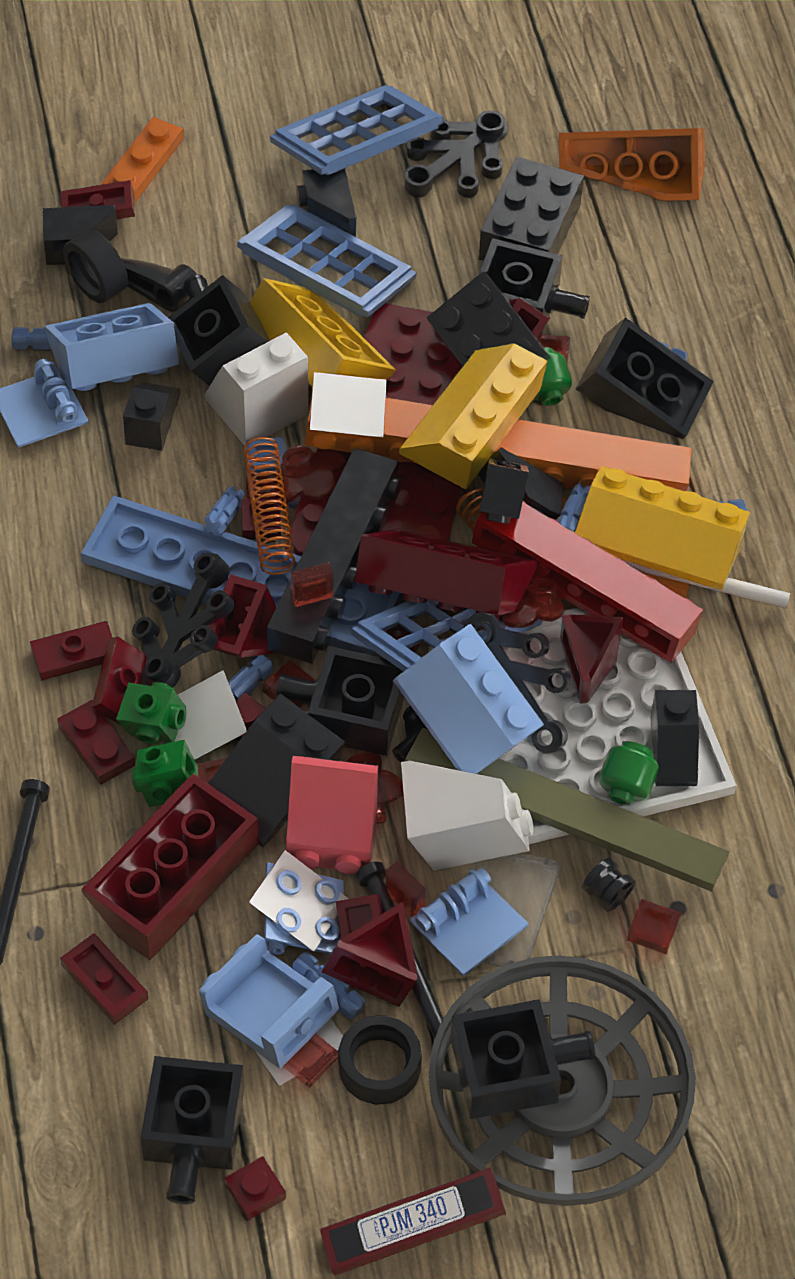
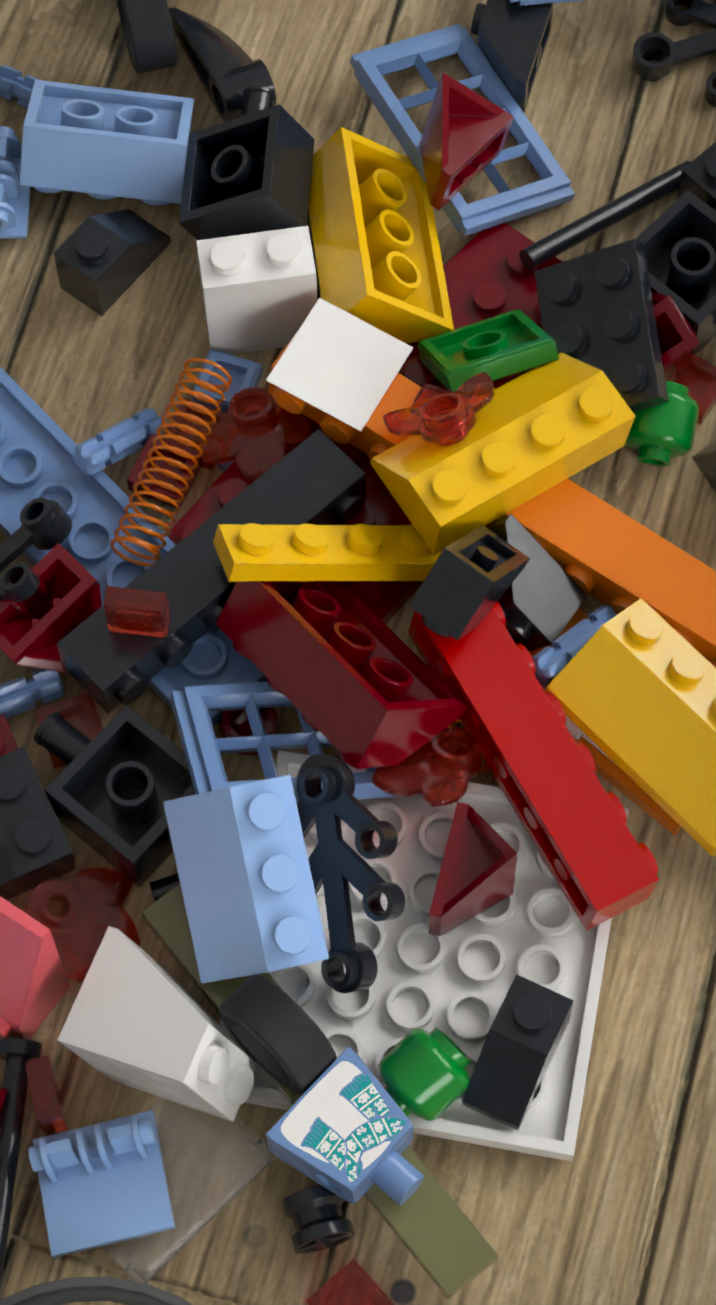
camera: 30 degrees right, 10 degrees up
(337, 259) = (459, 139): none -> dark red slope
(404, 511) = (323, 552): none -> yellow plate
(428, 368) = (492, 346): none -> green plate
(435, 404) = (442, 414): none -> clear red plate
(445, 276) = (602, 218): none -> black bar
(555, 769) = (277, 1033): none -> black tyre
(608, 819) = (348, 1134): none -> torso

